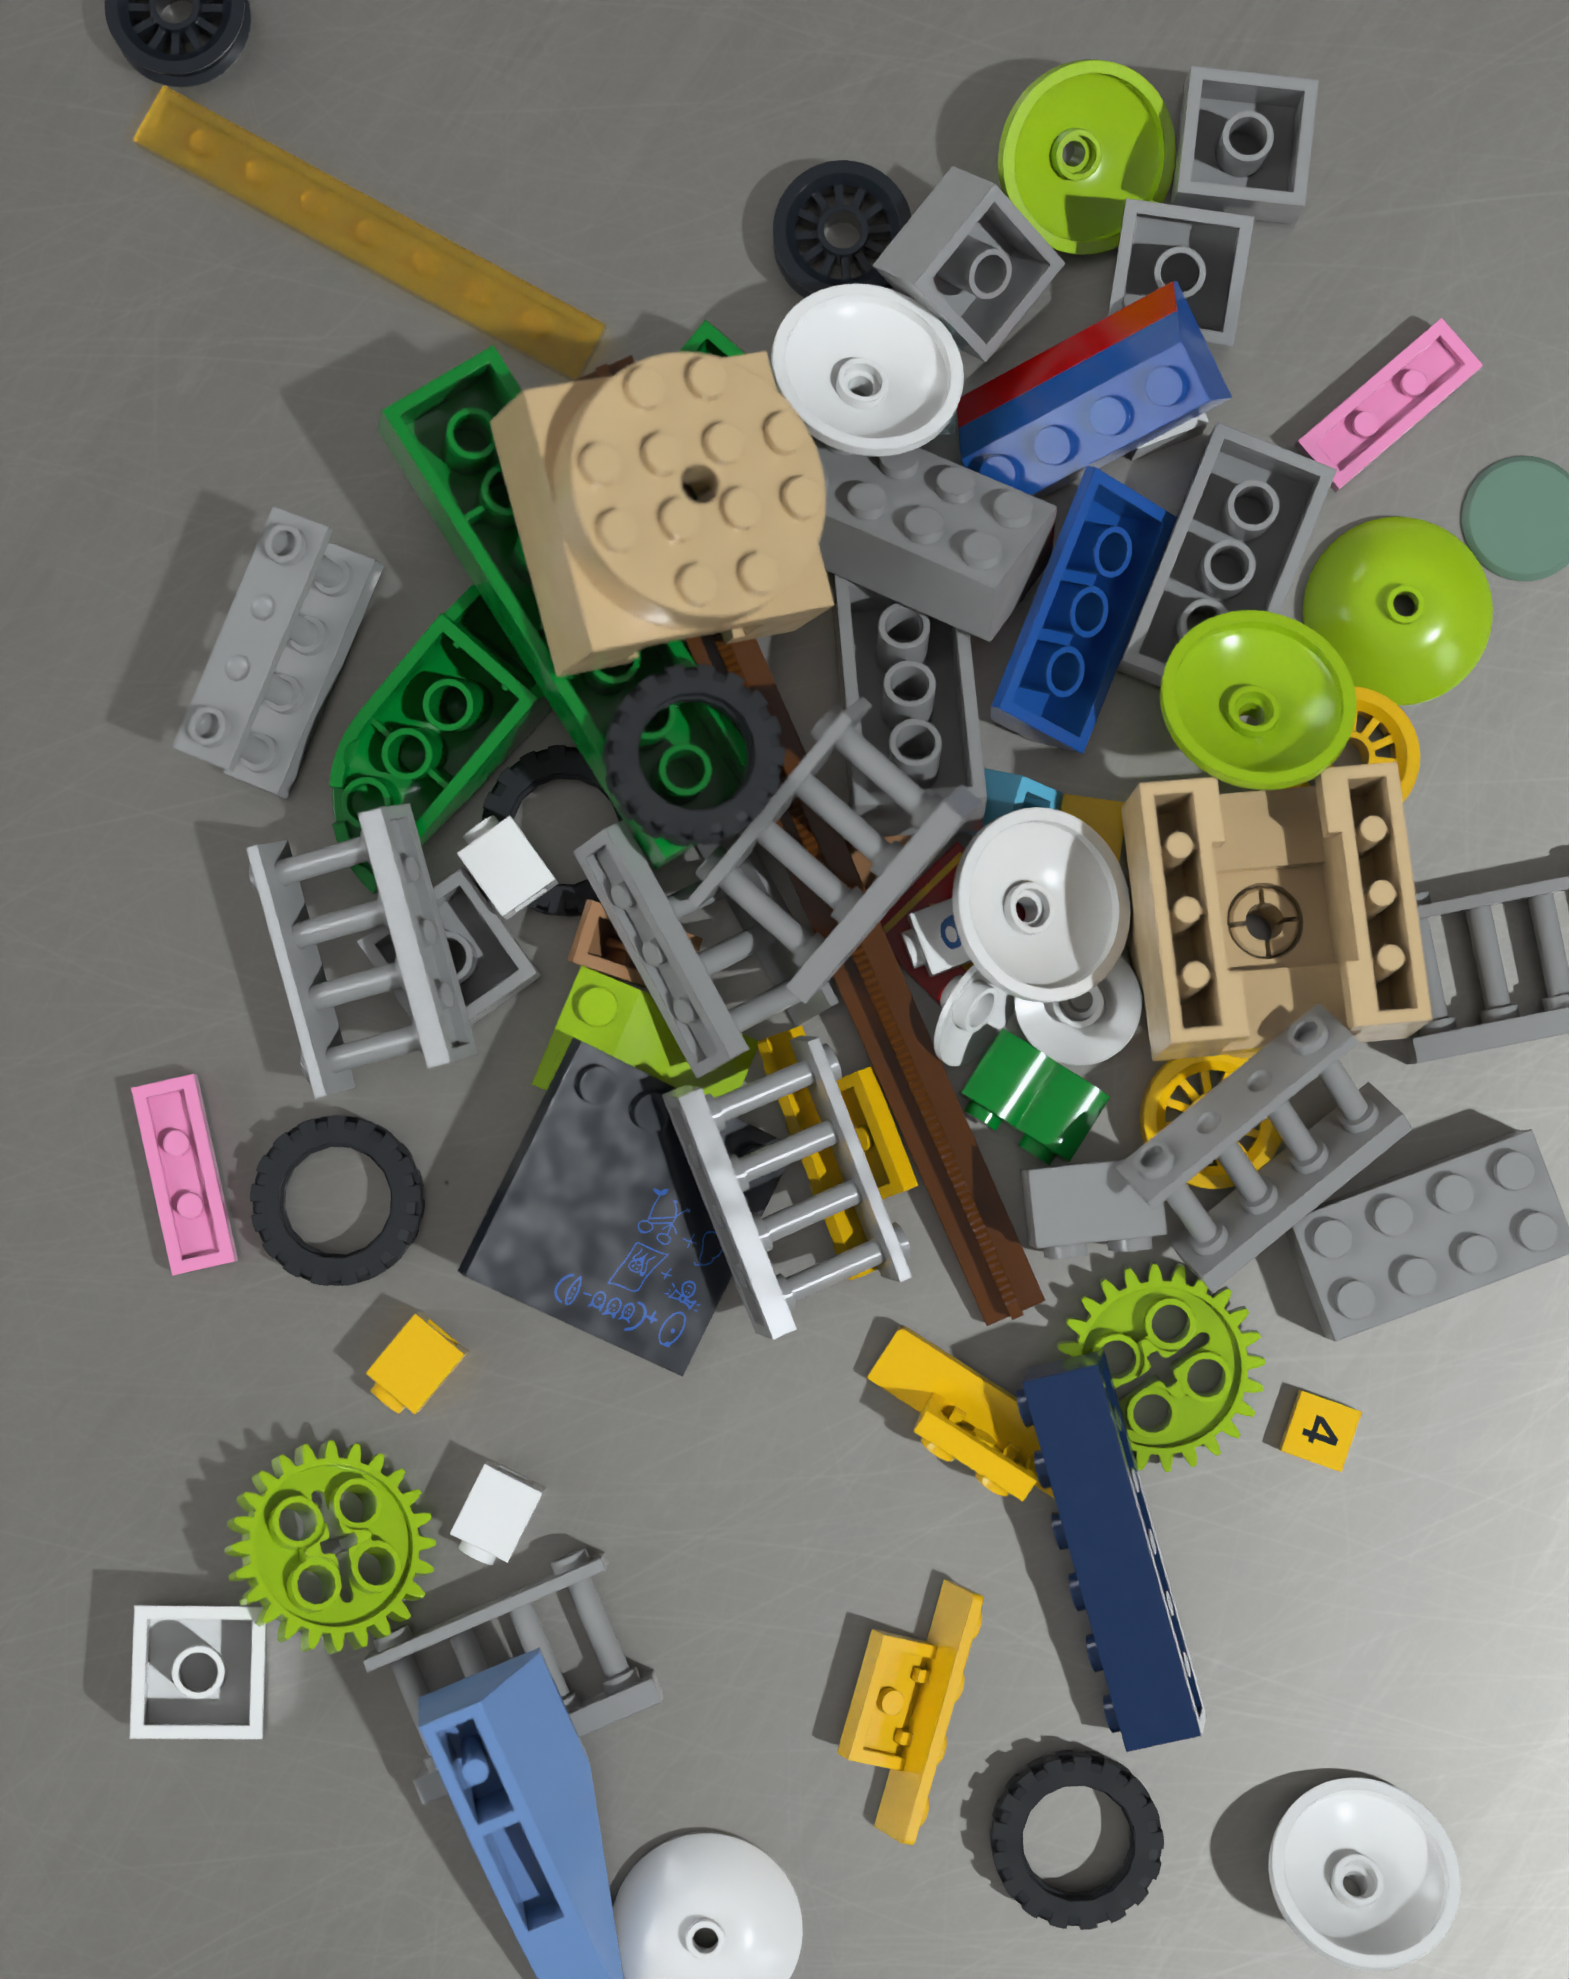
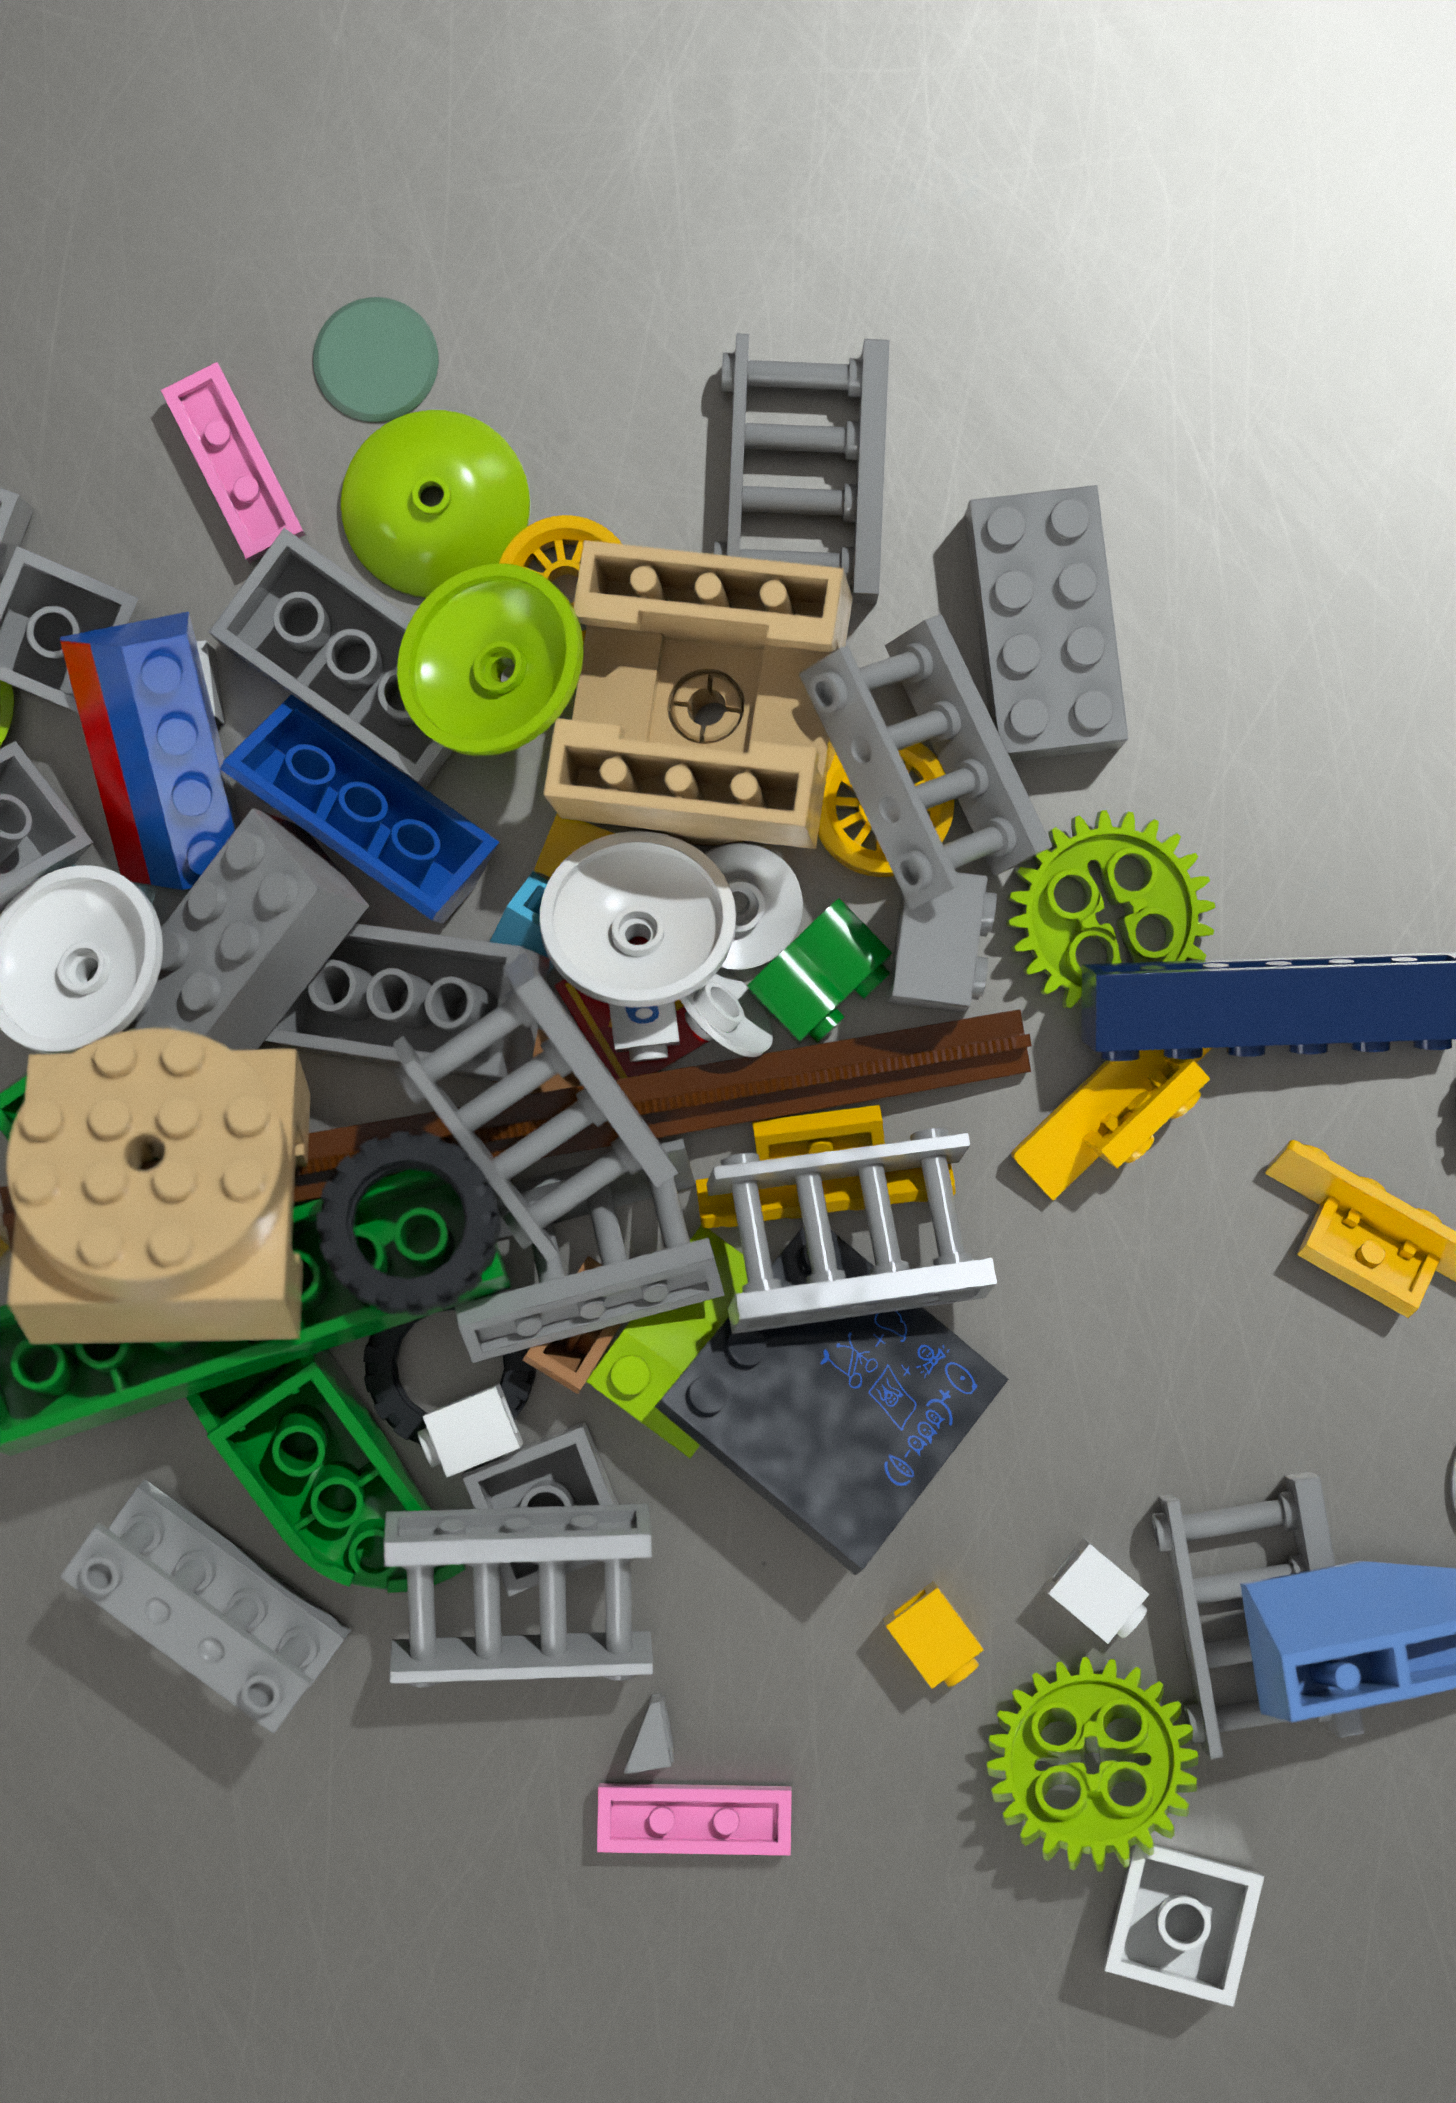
camera: 75 degrees left, 0 degrees up
(250, 1117) = (653, 1742): none -> light grey slope
(270, 1200) = (767, 1742): black tyre -> none
(1320, 1430) = (1208, 775): yellow tile -> none

